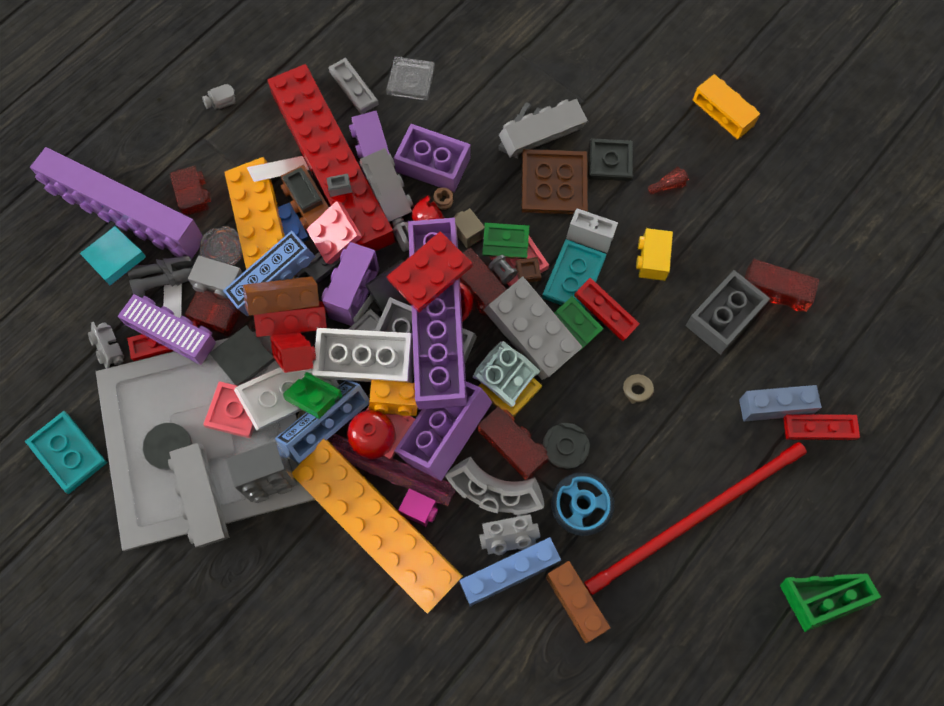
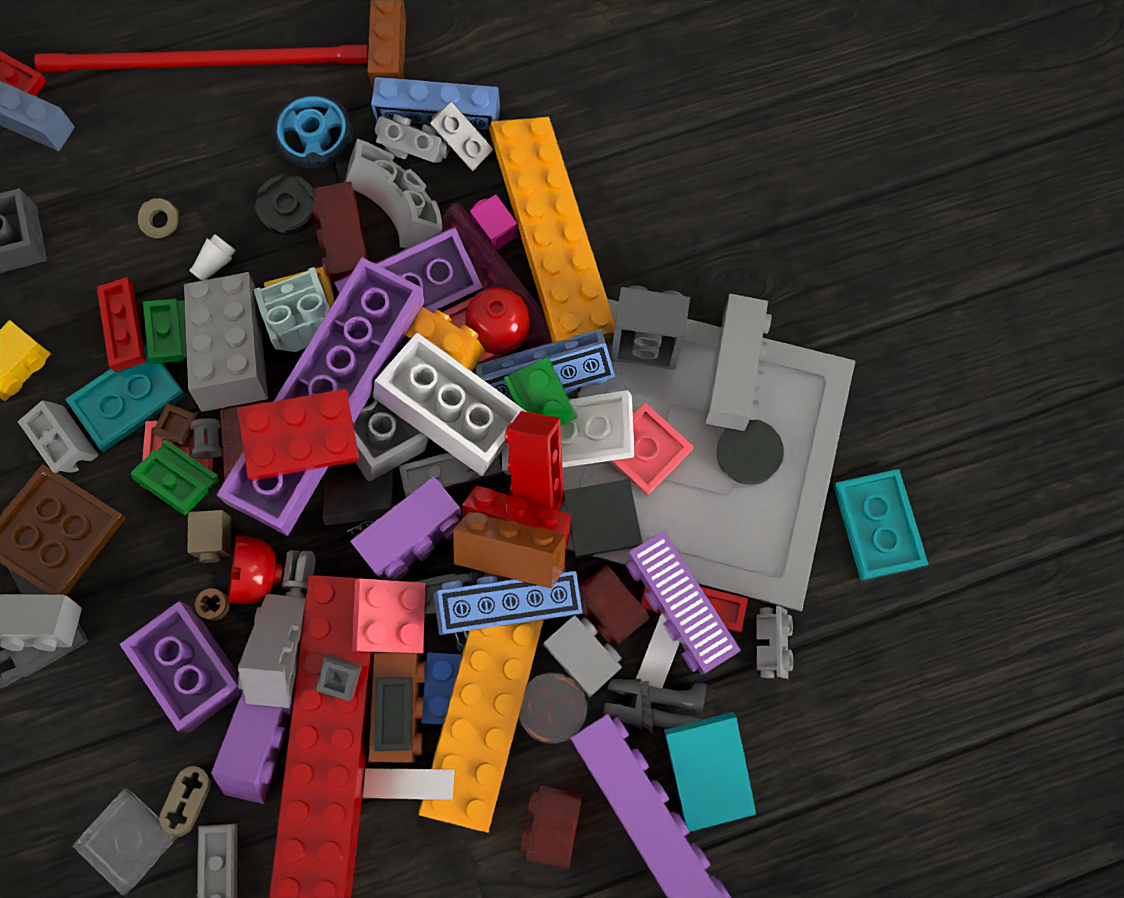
camera: 150 degrees left, 5 degrees up
(386, 106) = (177, 797): none -> dark tan beam
(475, 551) = (461, 136): none -> hinge
(584, 384) = (212, 257): none -> white cone

